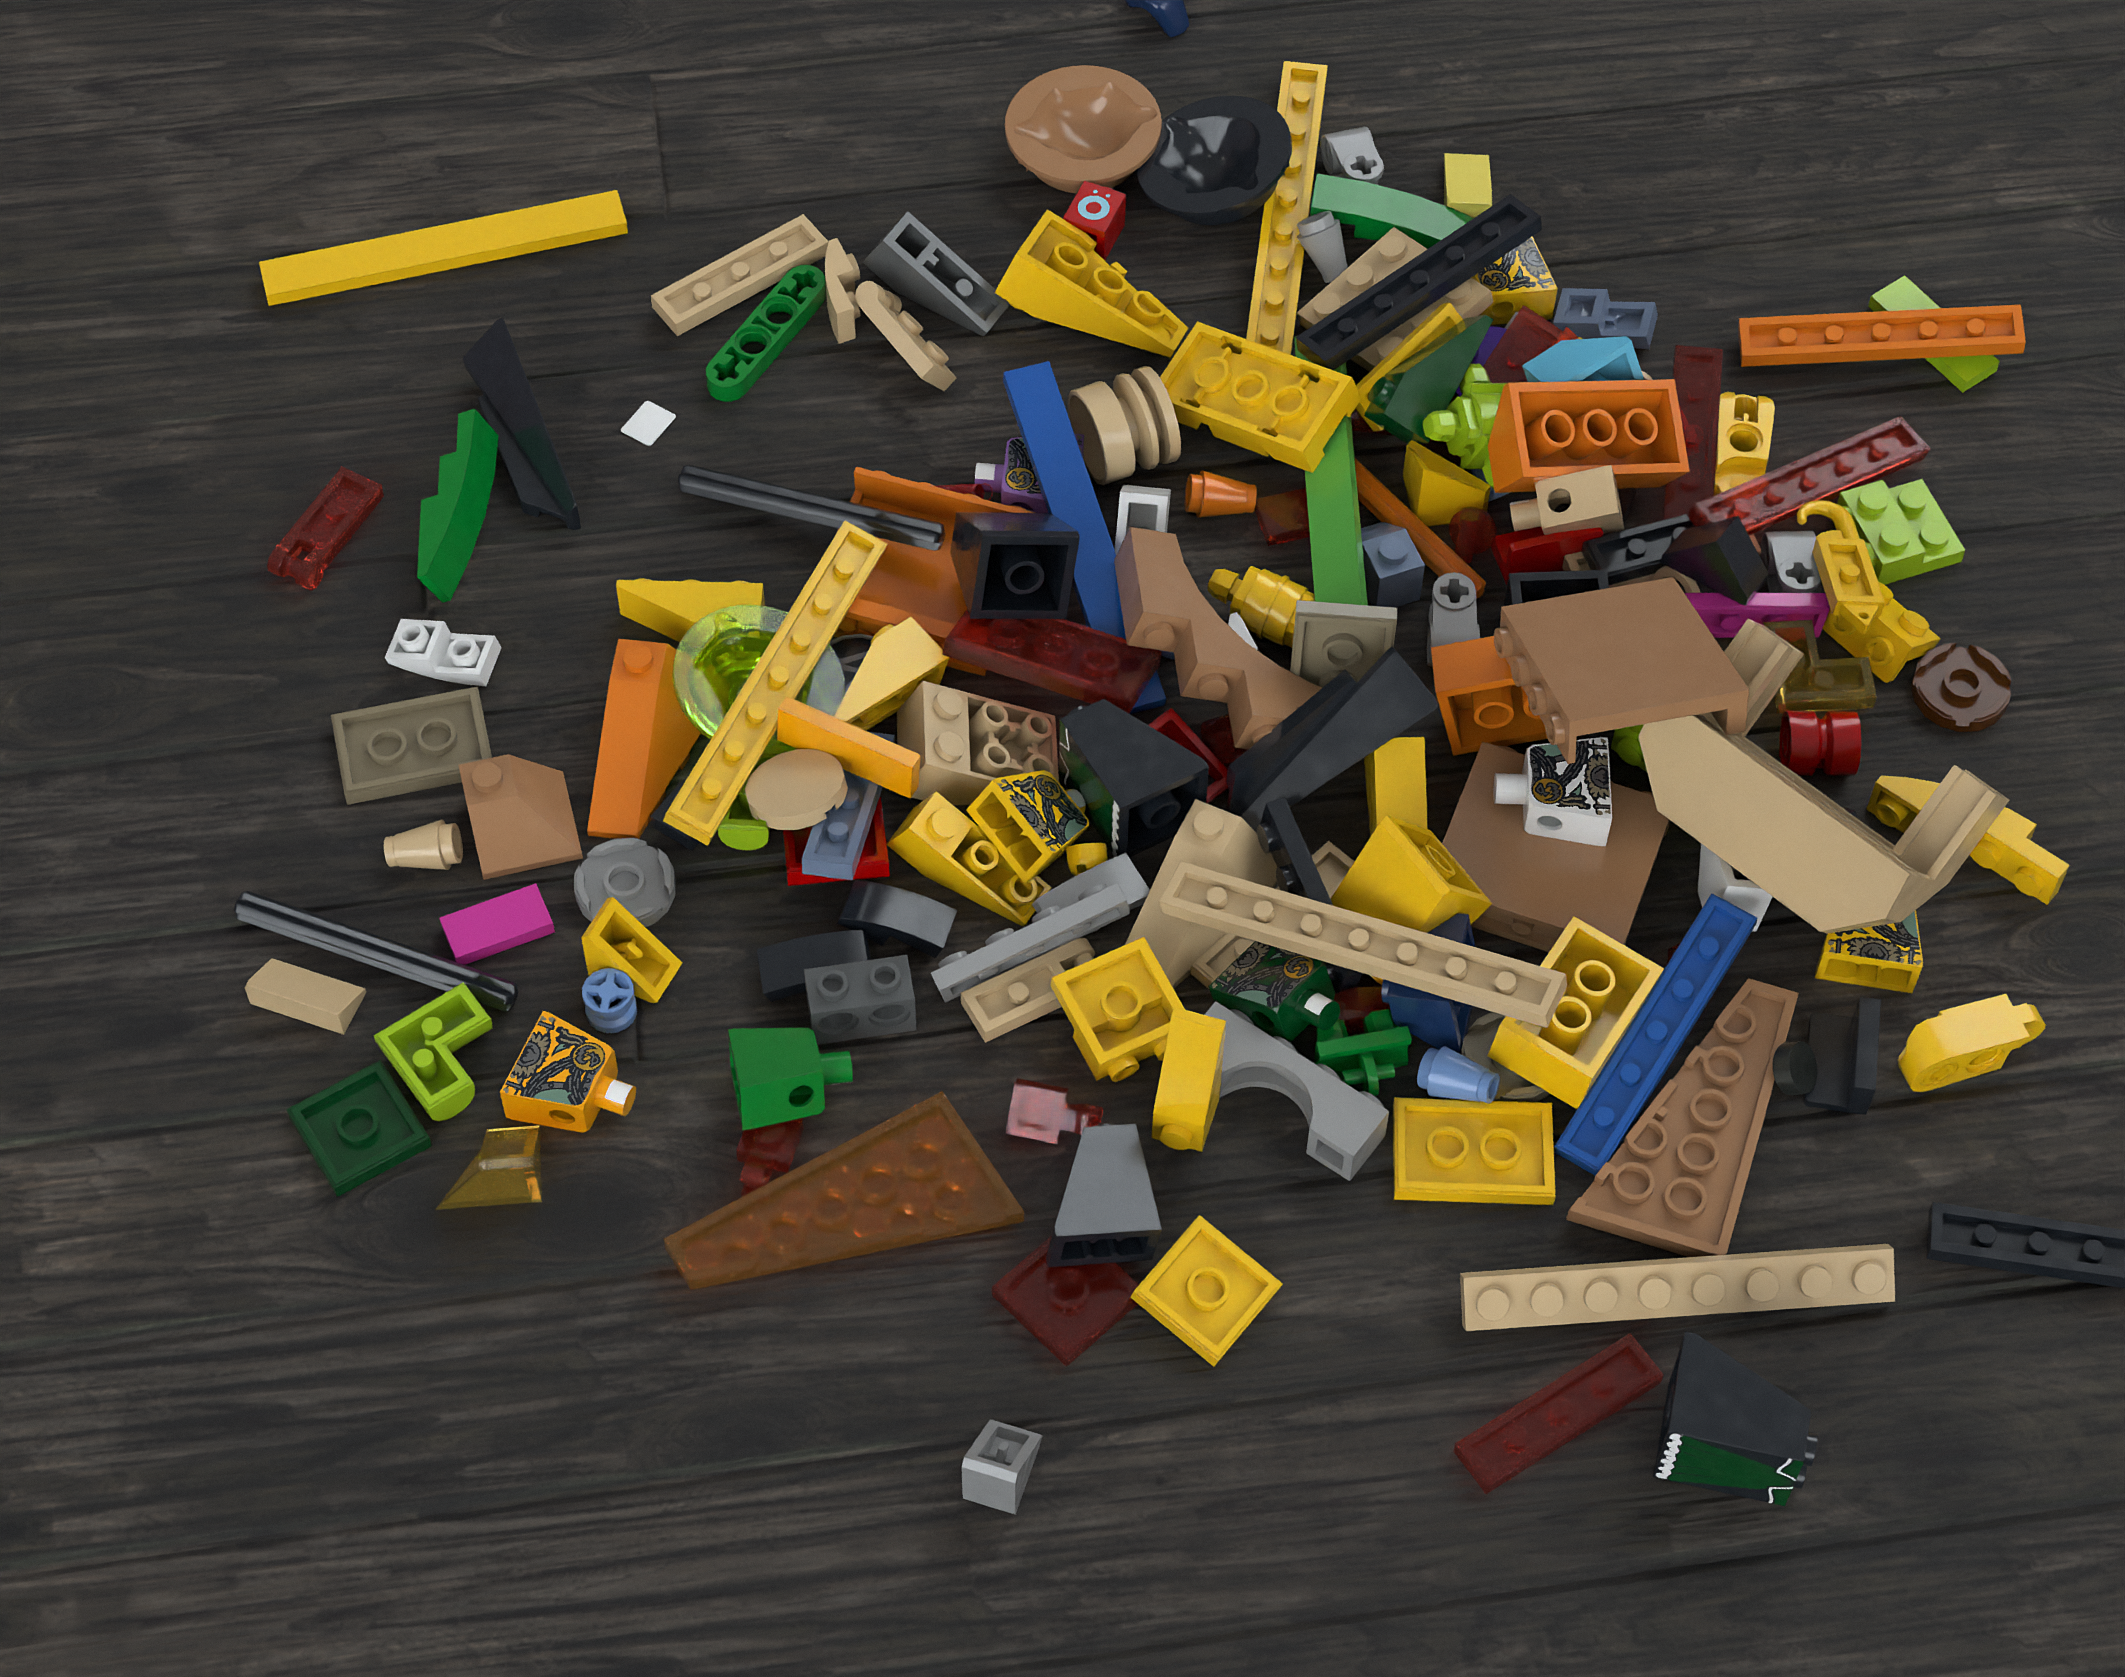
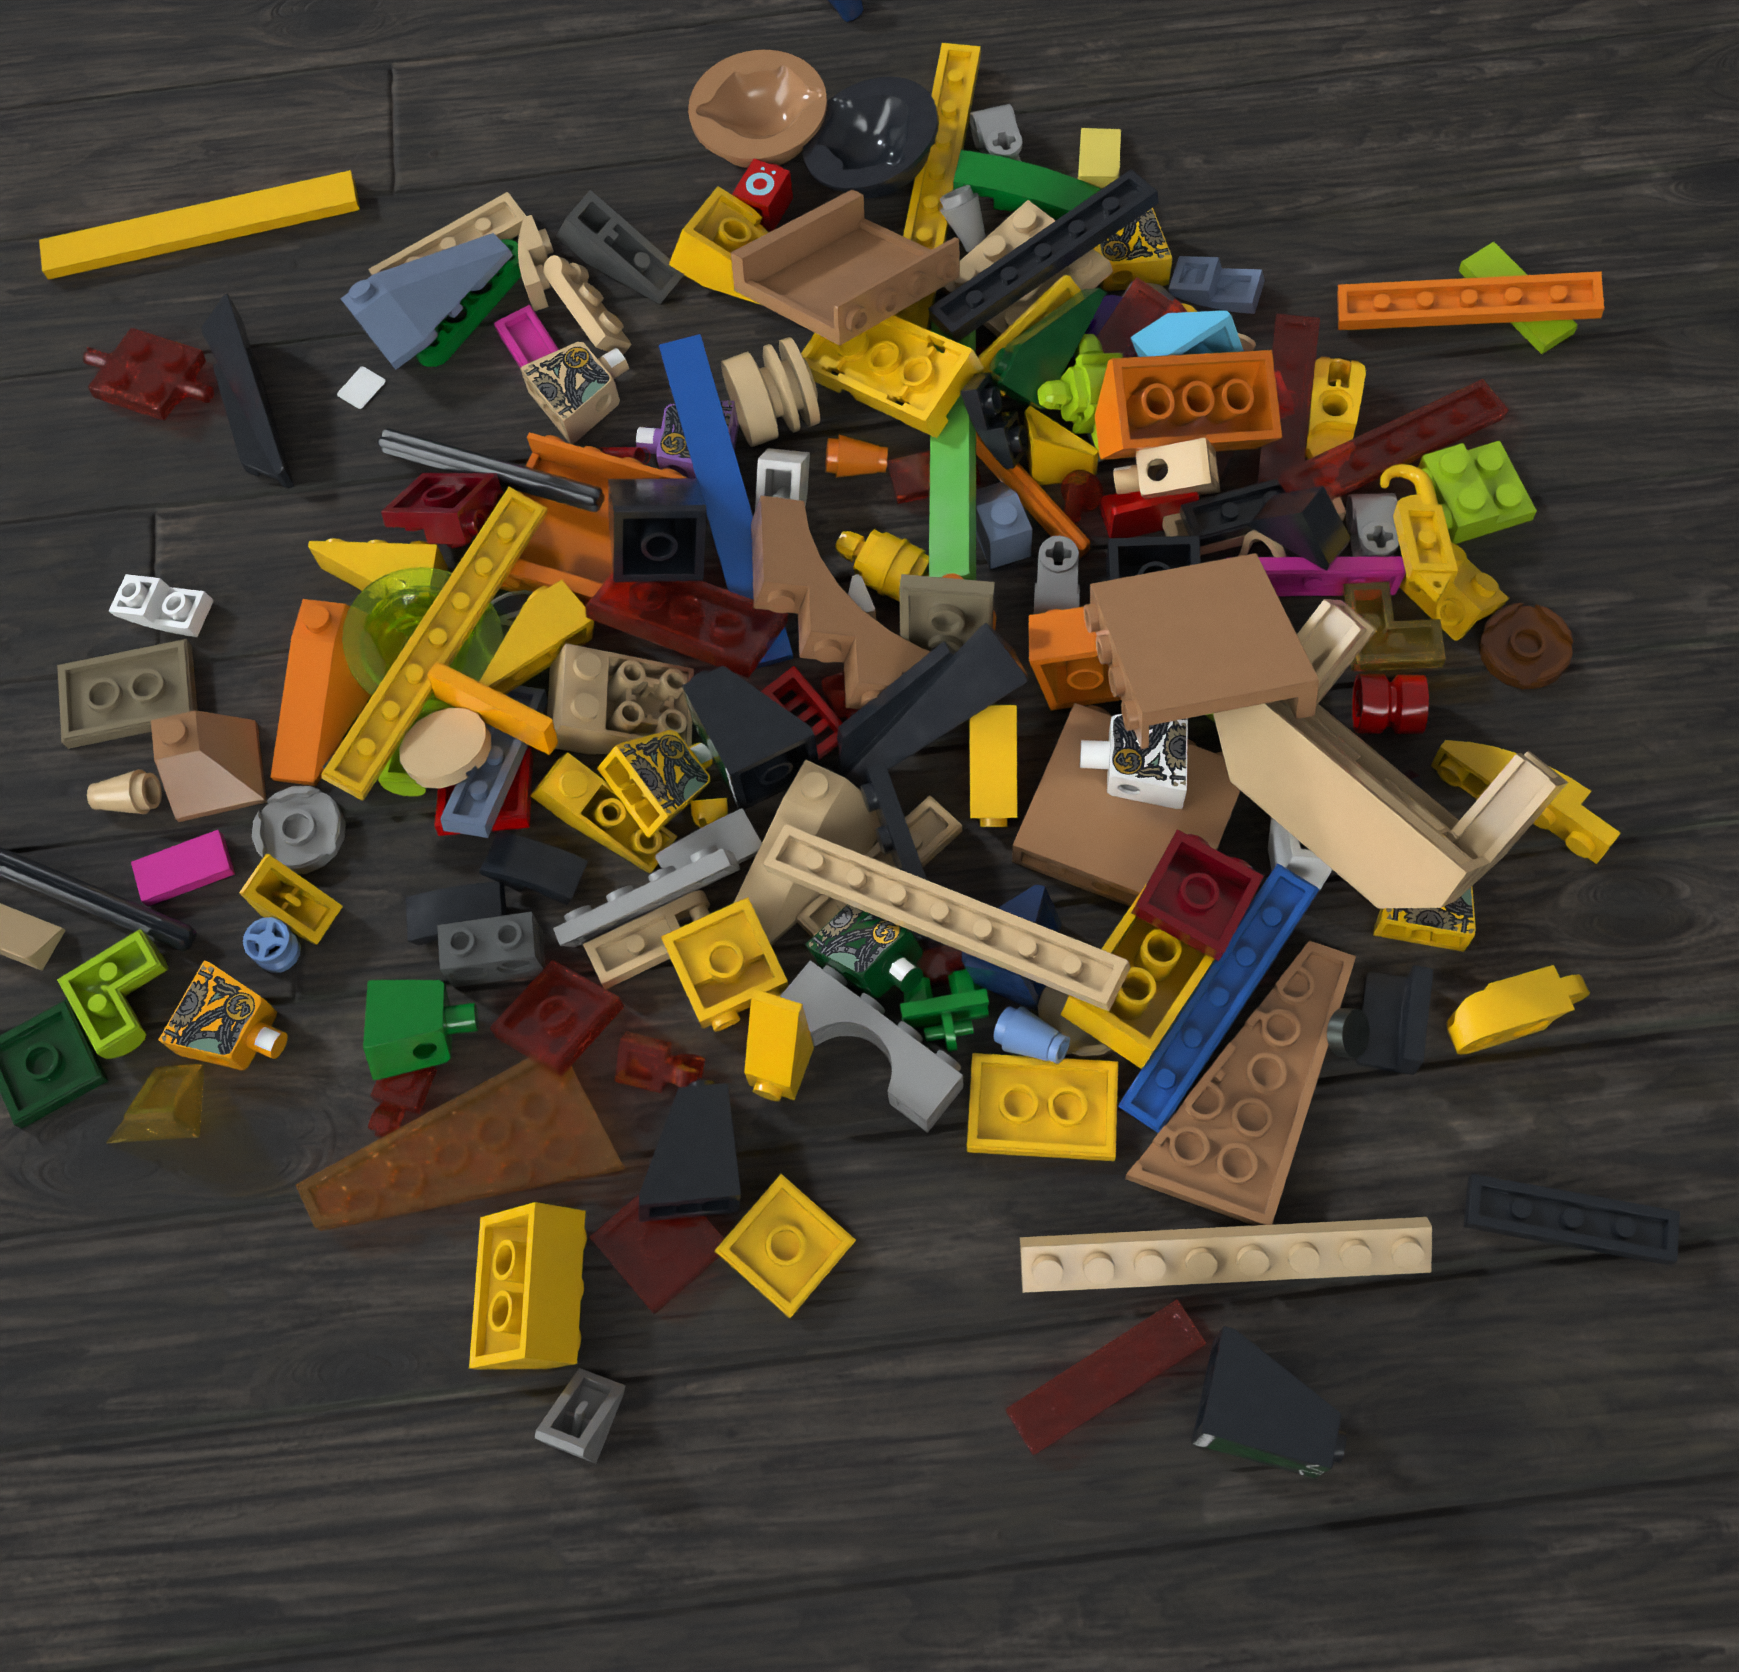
camera: 10 degrees right, 10 degrees up
(325, 528) = (70, 488): clear red plate -> none
(398, 406) = (148, 374): none -> clear red plate
(455, 515) = (179, 478): green slope -> none
(702, 332) = (410, 300): none -> sand blue wedge
(774, 544) = (445, 506): none -> dark red plate
(841, 380) = (525, 336): none -> dark pink tile
(898, 421) = (575, 387): none -> torso
(930, 1336) = (528, 1288): none -> yellow slope
(938, 1066) = (557, 1017): none -> clear red tile
(1195, 298) = (840, 270): none -> medium nougat panel
(1380, 465) = (997, 429): none -> black slope
(1408, 880) = (993, 851): yellow slope -> none
(1630, 921) = (1198, 894): none -> dark red plate

